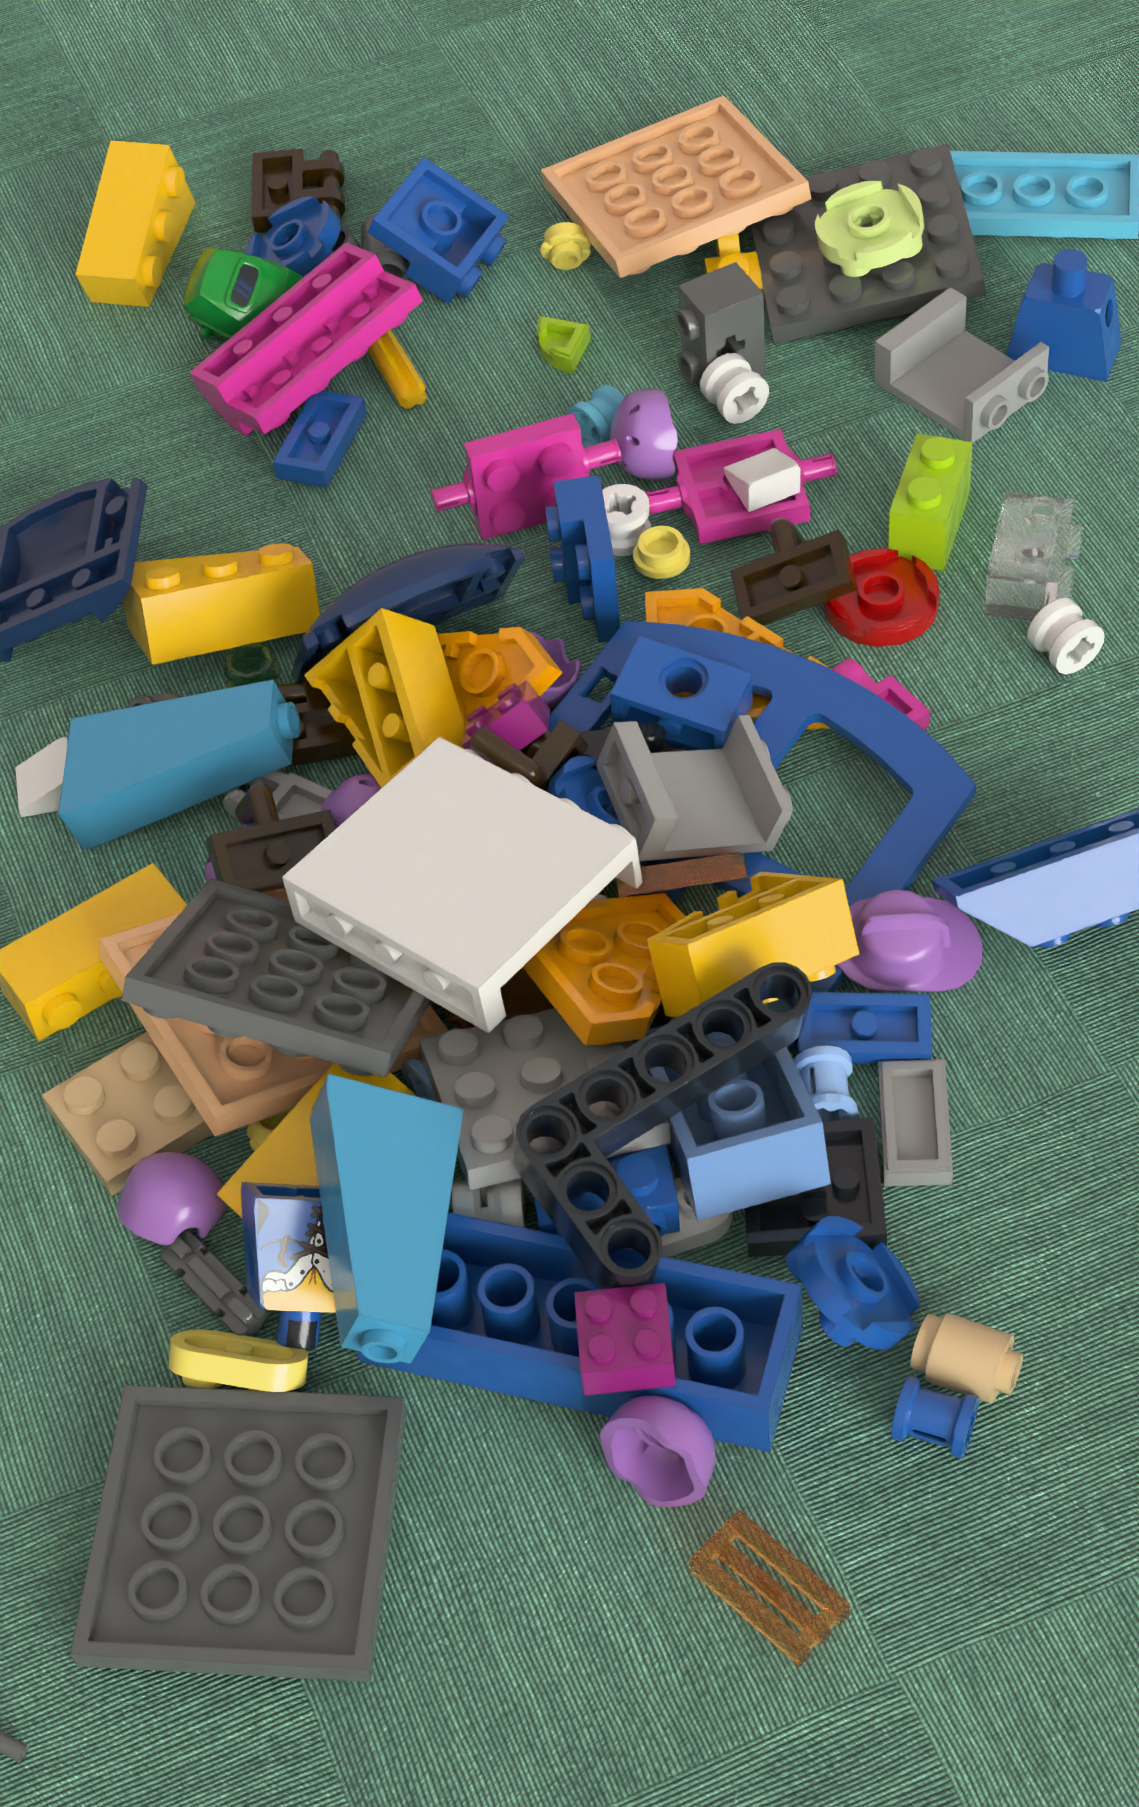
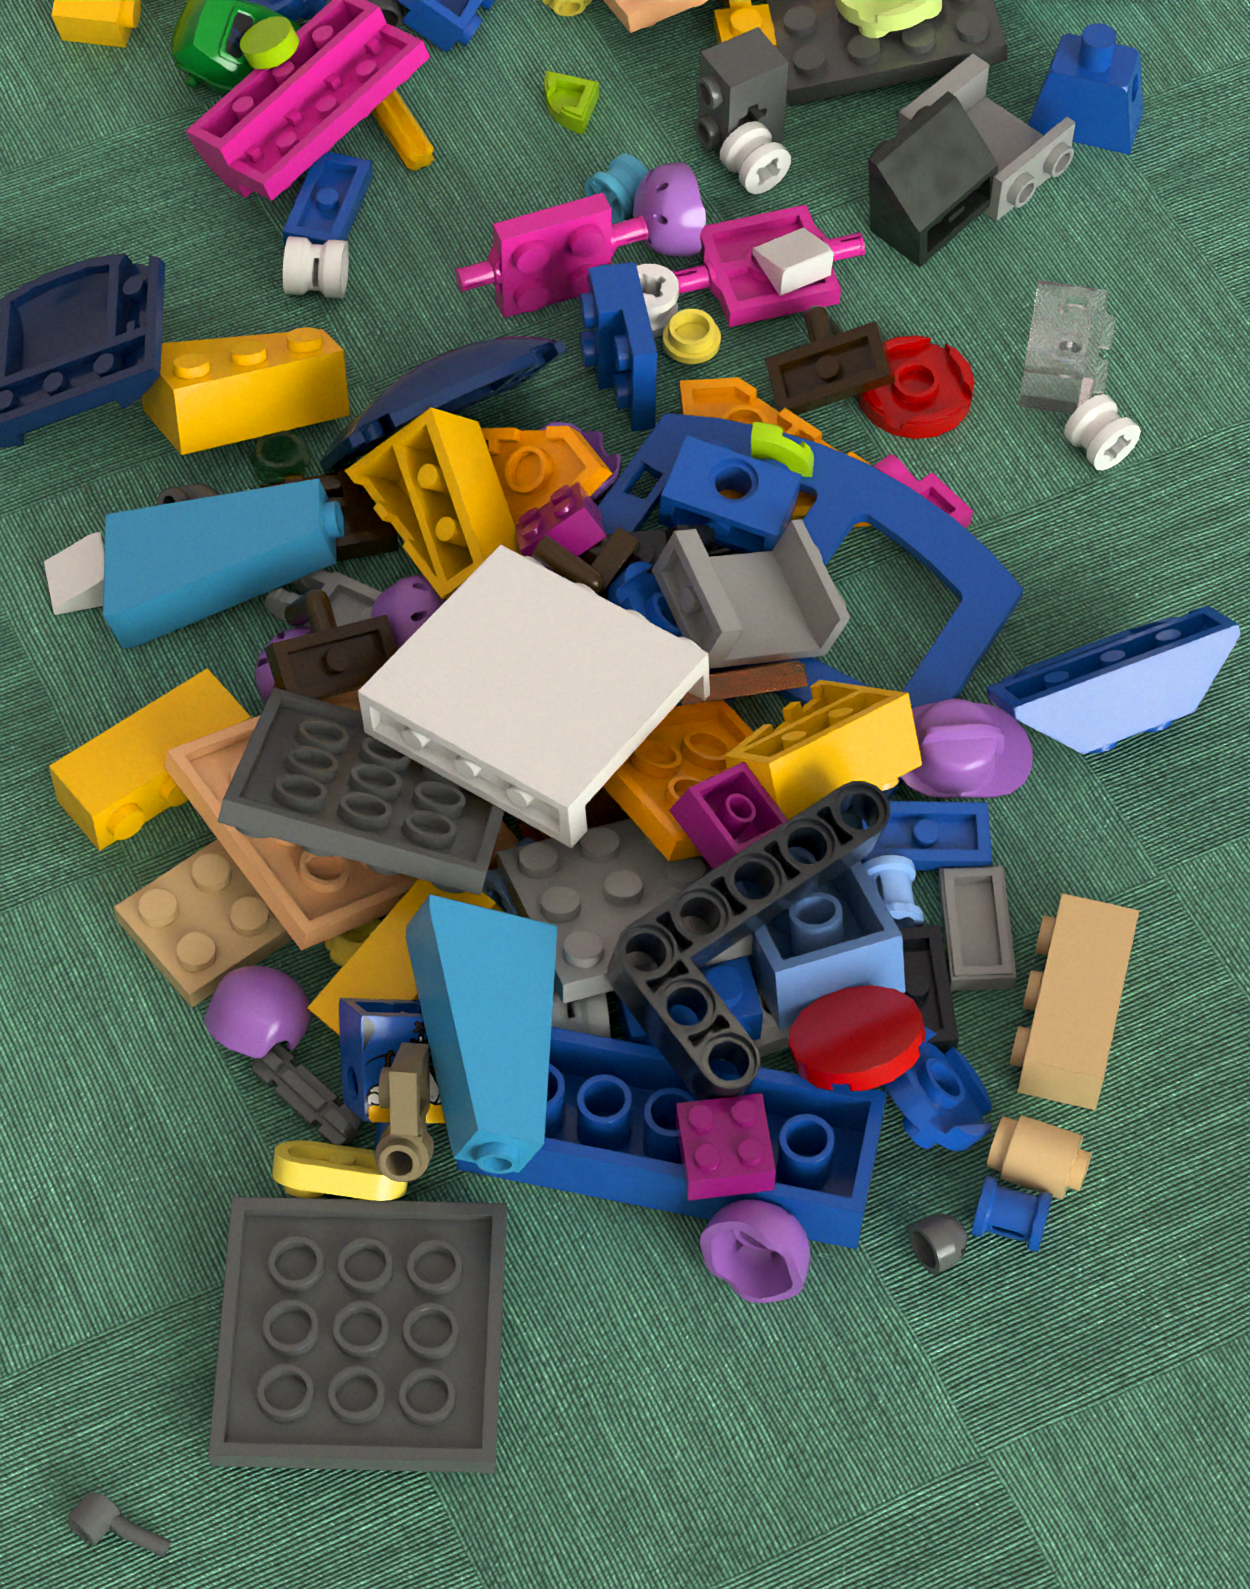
camera: 10 degrees left, 5 degrees up
(271, 290) = (269, 43): none -> lime tile
(300, 1281) = (405, 1090): none -> dark tan plate
(302, 494) = (315, 267): none -> white wheel
(642, 994) = (727, 814): none -> magenta piece
(721, 643) = (770, 444): none -> lime tile
(772, 1228) = (857, 1038): none -> red tile
(814, 1629) = (847, 1395): clear orange tile -> none
(856, 1445) = (938, 1242): none -> dark grey hinge
(899, 391) = (929, 180): none -> pearl dark grey slope
(930, 499) = (962, 284): lime brick -> none
(1012, 1196) = (1074, 1001): none -> tan brick

